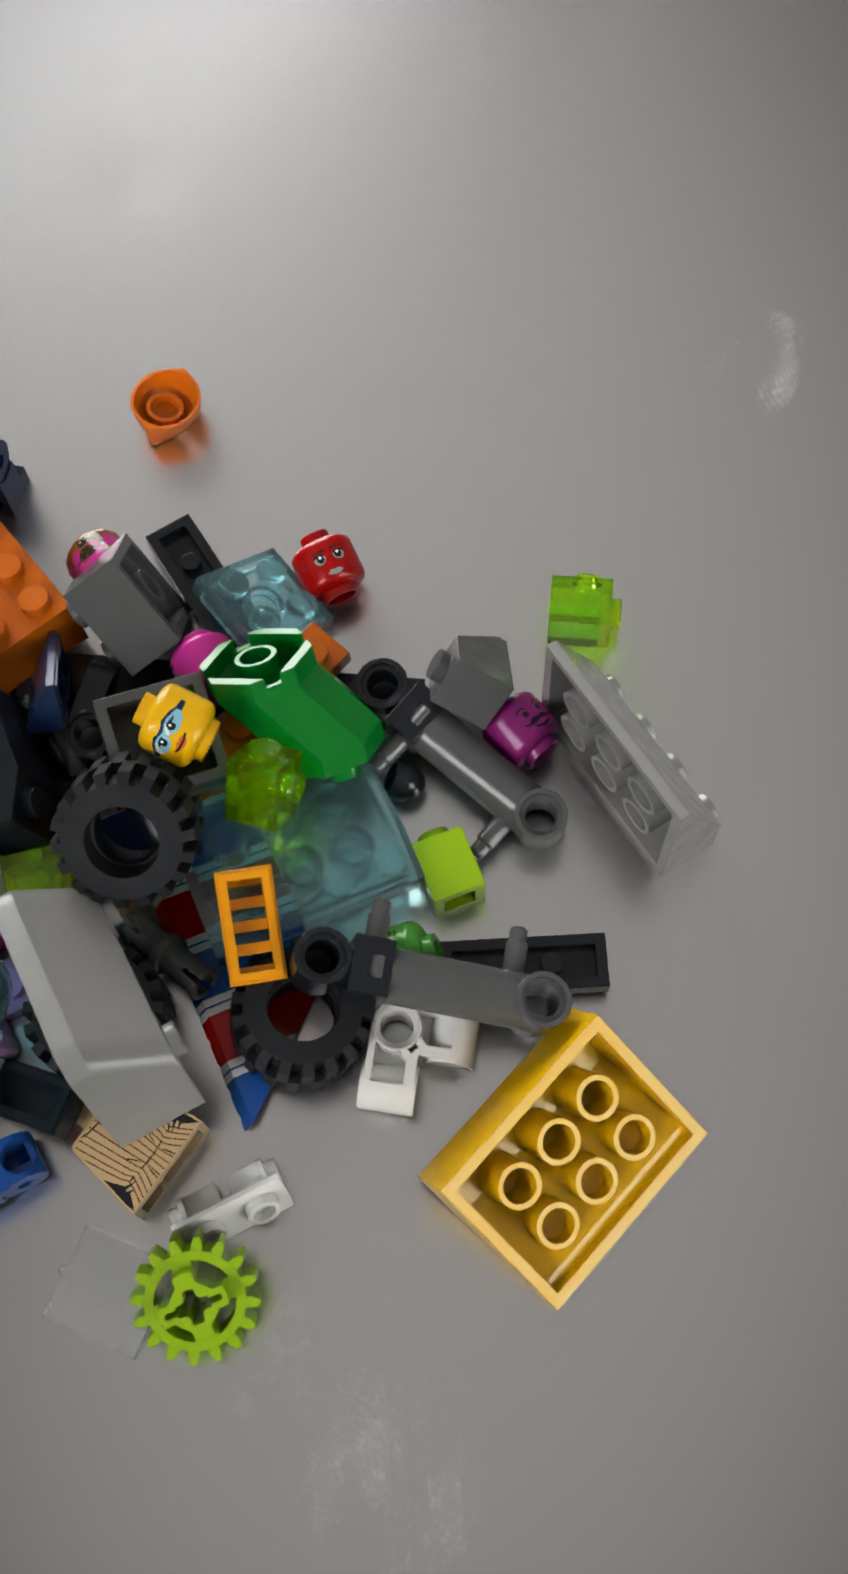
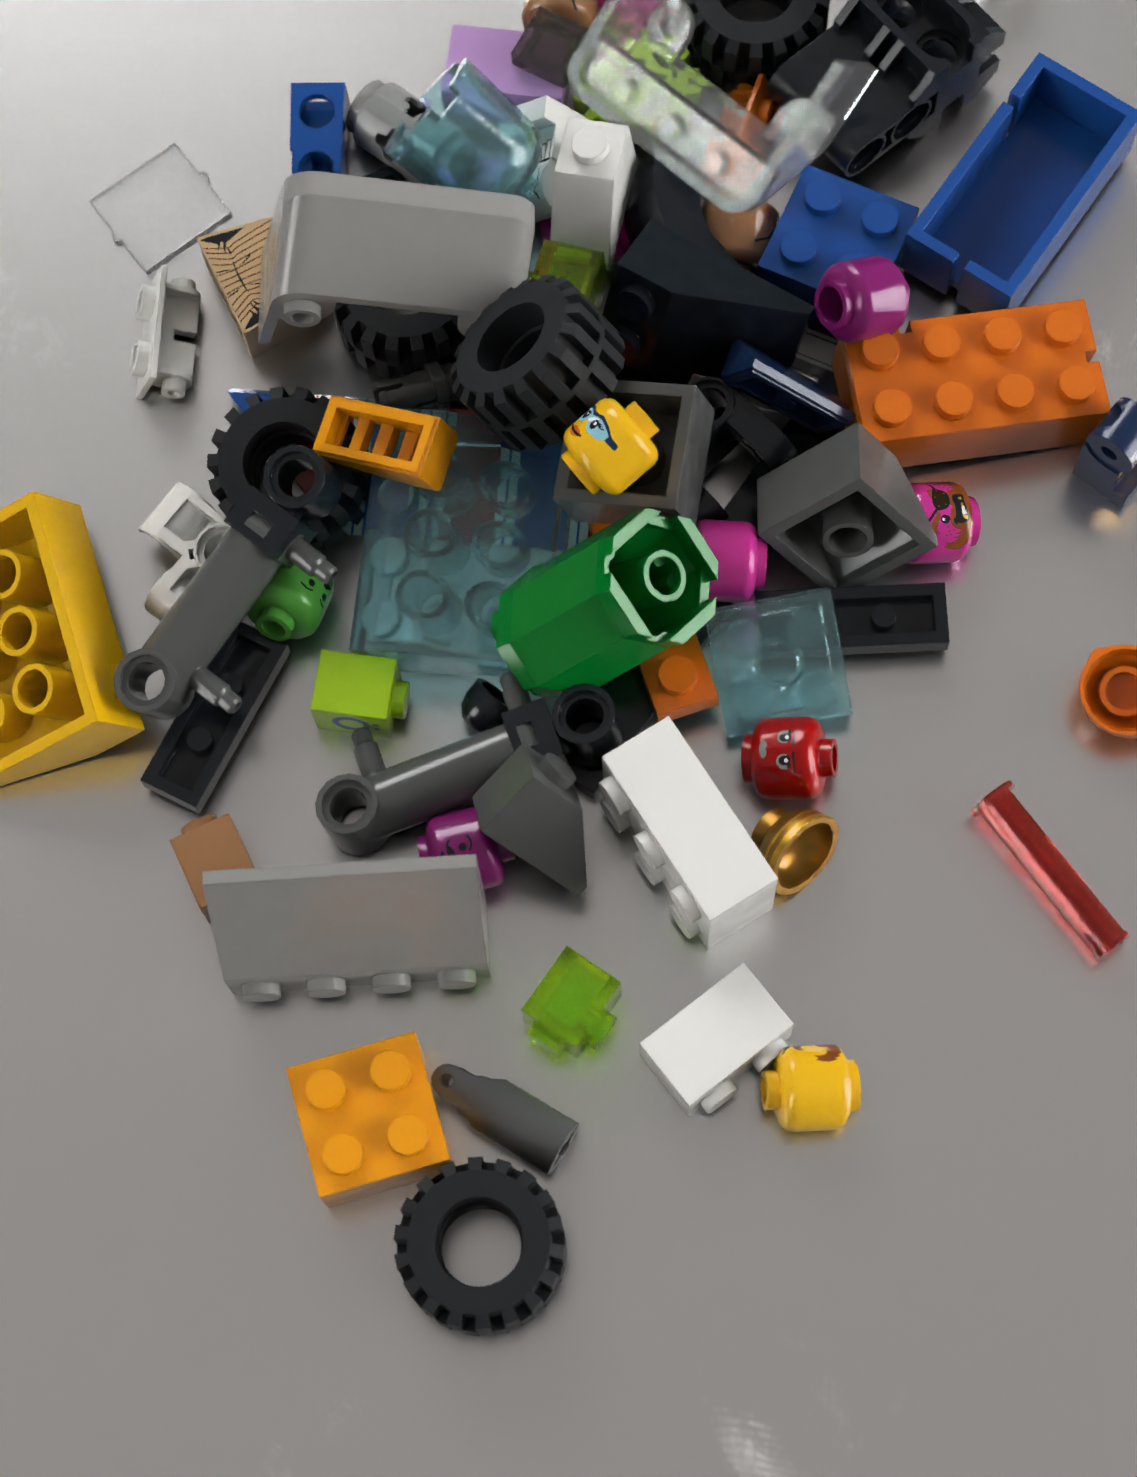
camera: 120 degrees right, 5 degrees up
(184, 1320) = (98, 265): lime gear -> none
(263, 784) = (525, 525): clear neon green brick -> none
(312, 395) = (1050, 870): none -> clear red pin
(389, 537) = (795, 845): none -> pearl gold piece
(425, 584) = (686, 834): none -> white brick
(542, 447) = (811, 1088): none -> yellow head
(547, 515) = (717, 1041): none -> white brick
(636, 892) = (209, 846): none -> medium nougat brick
(678, 611) = (508, 1115): none -> dark grey piece
(742, 685) = (369, 1119): none -> light orange brick
(785, 540) = (447, 1198): none -> black tyre

